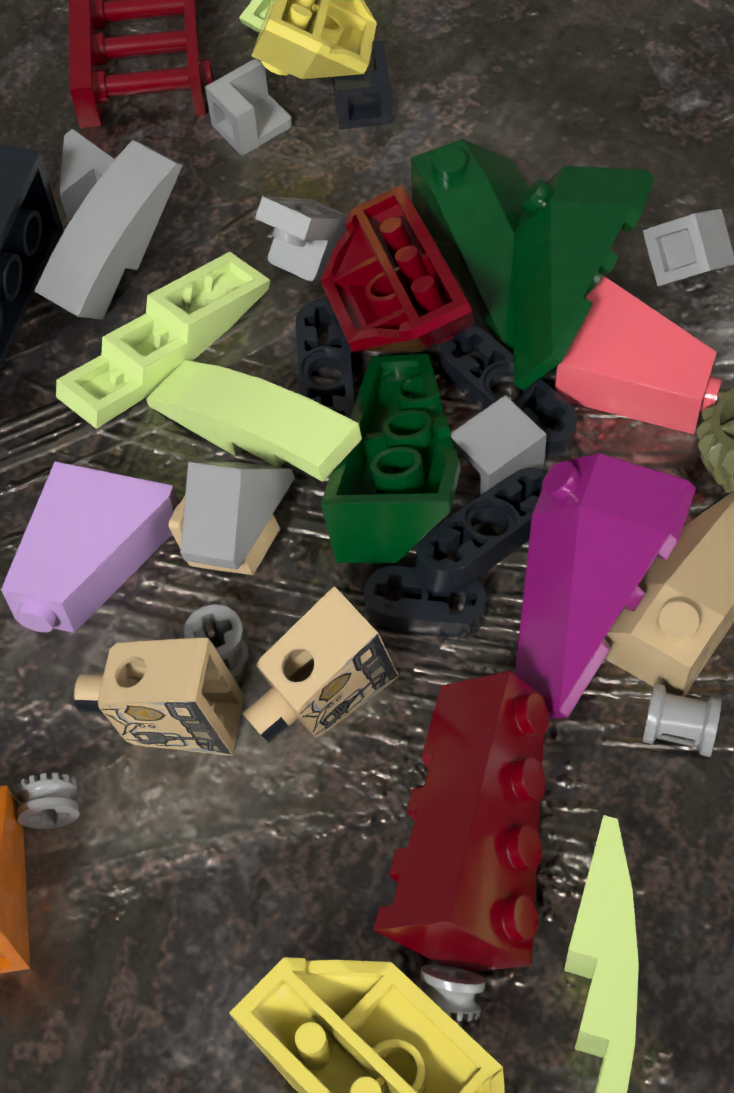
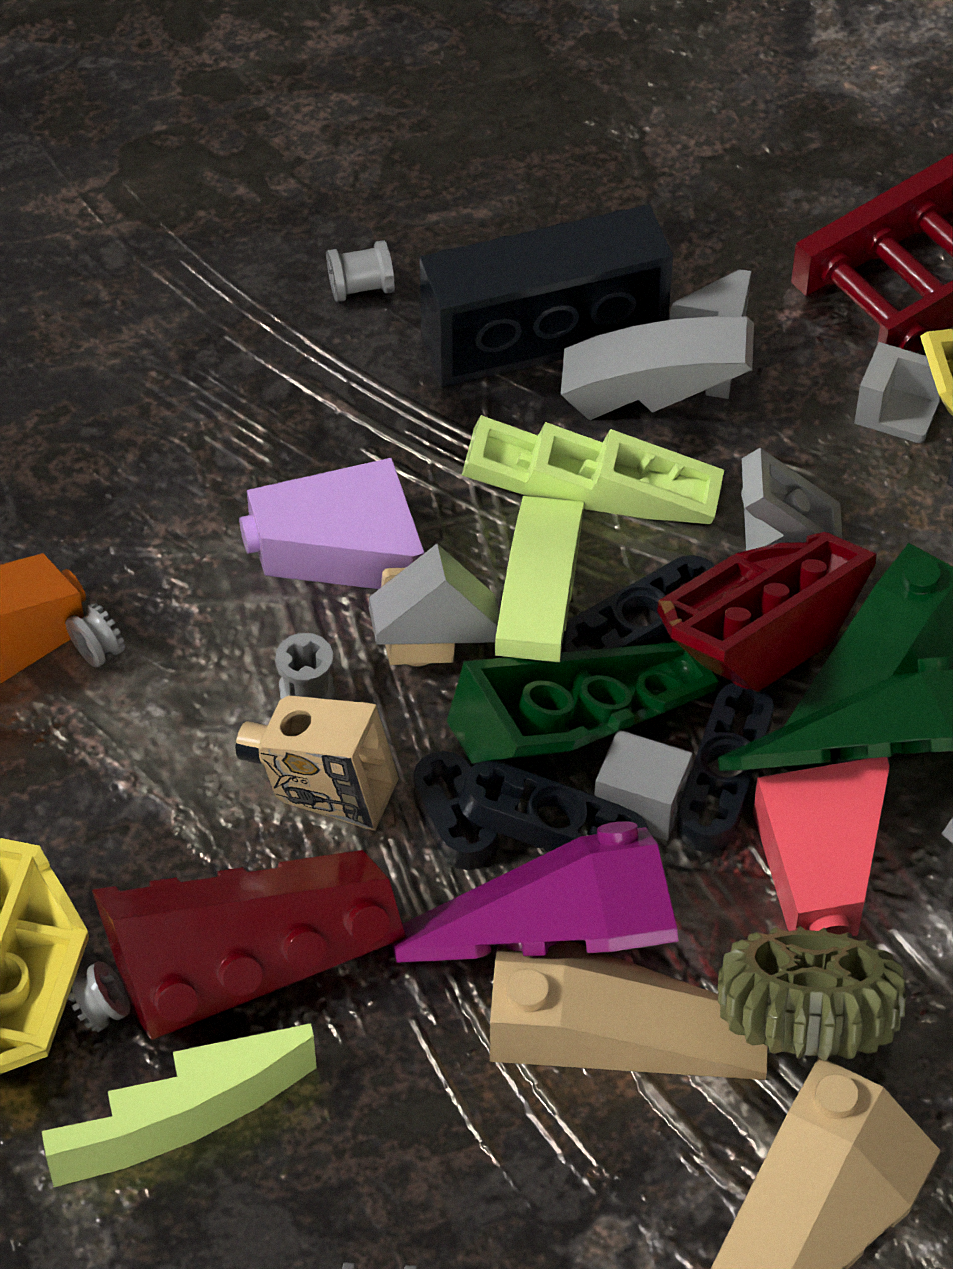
camera: 55 degrees right, 5 degrees down
(166, 695) = (223, 634): tan torso -> none
(682, 720) = (458, 1058): light grey bush -> none

